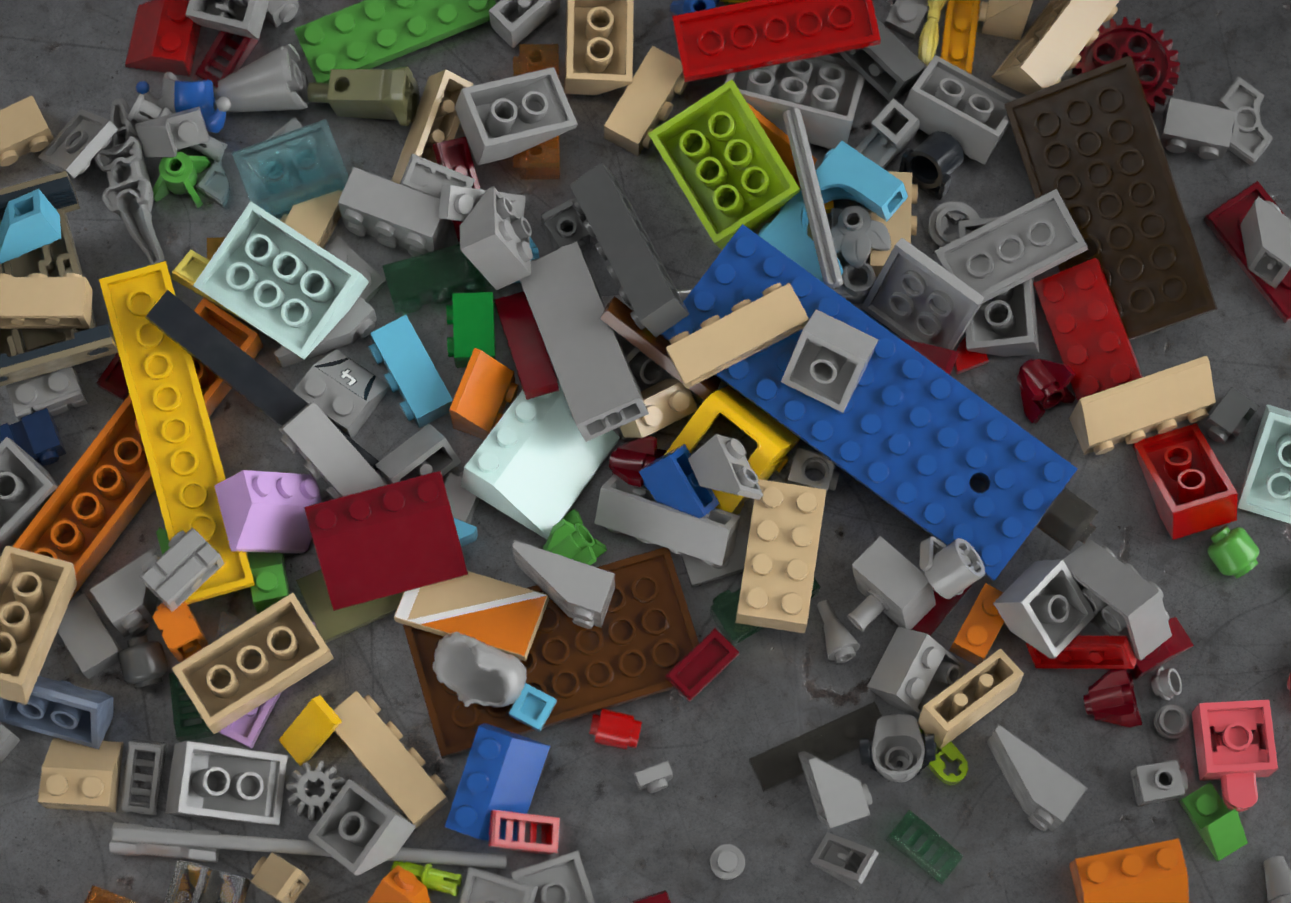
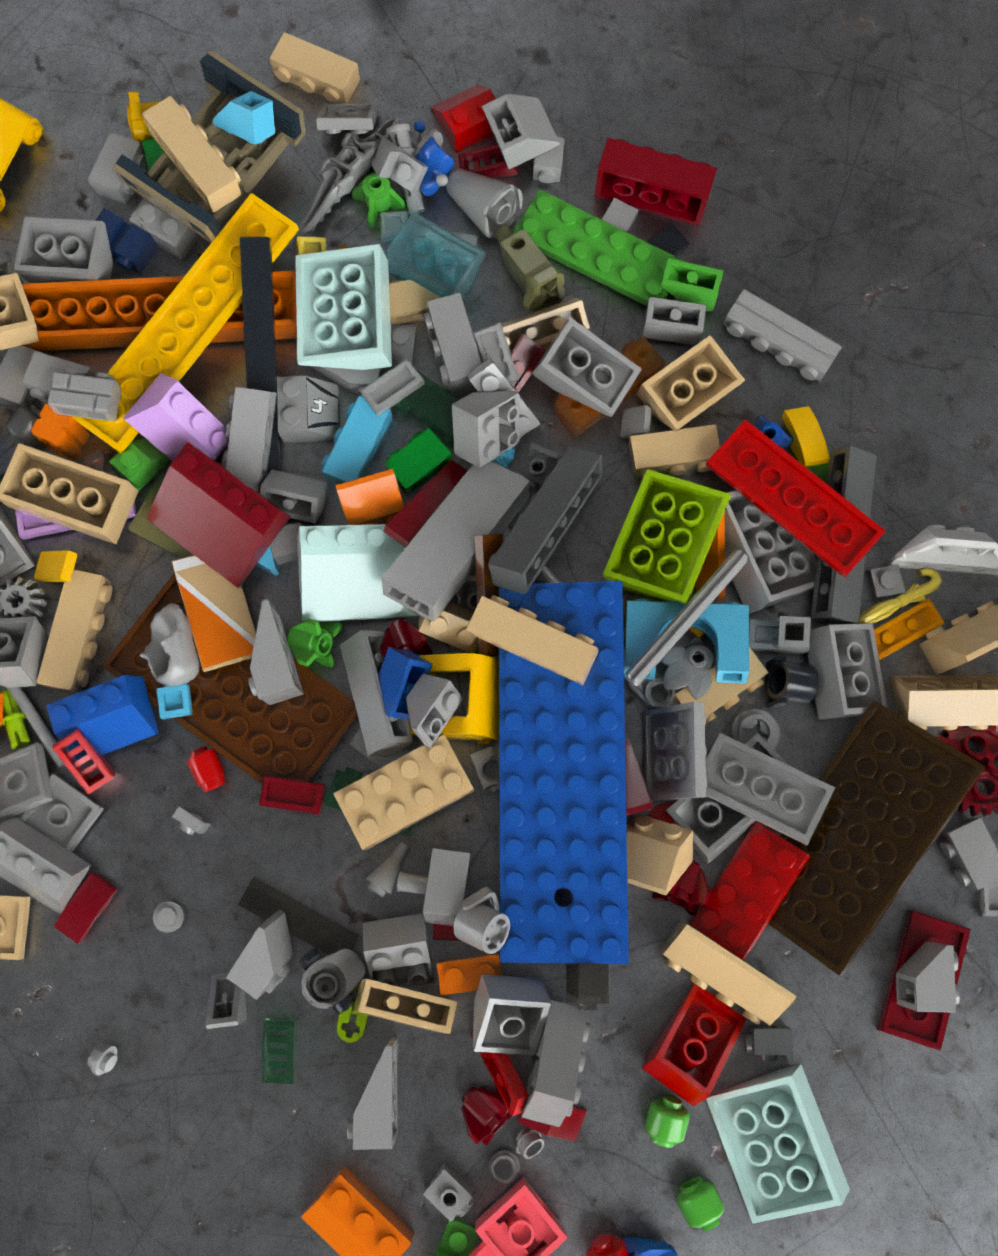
camera: 55 degrees right, 5 degrees up
(388, 296) = (392, 387): none -> light grey tile
(591, 112) = (635, 421): none -> light grey tile
(829, 360) = (565, 719): light grey slope -> none
(1001, 378) = (657, 853): none -> tan slope

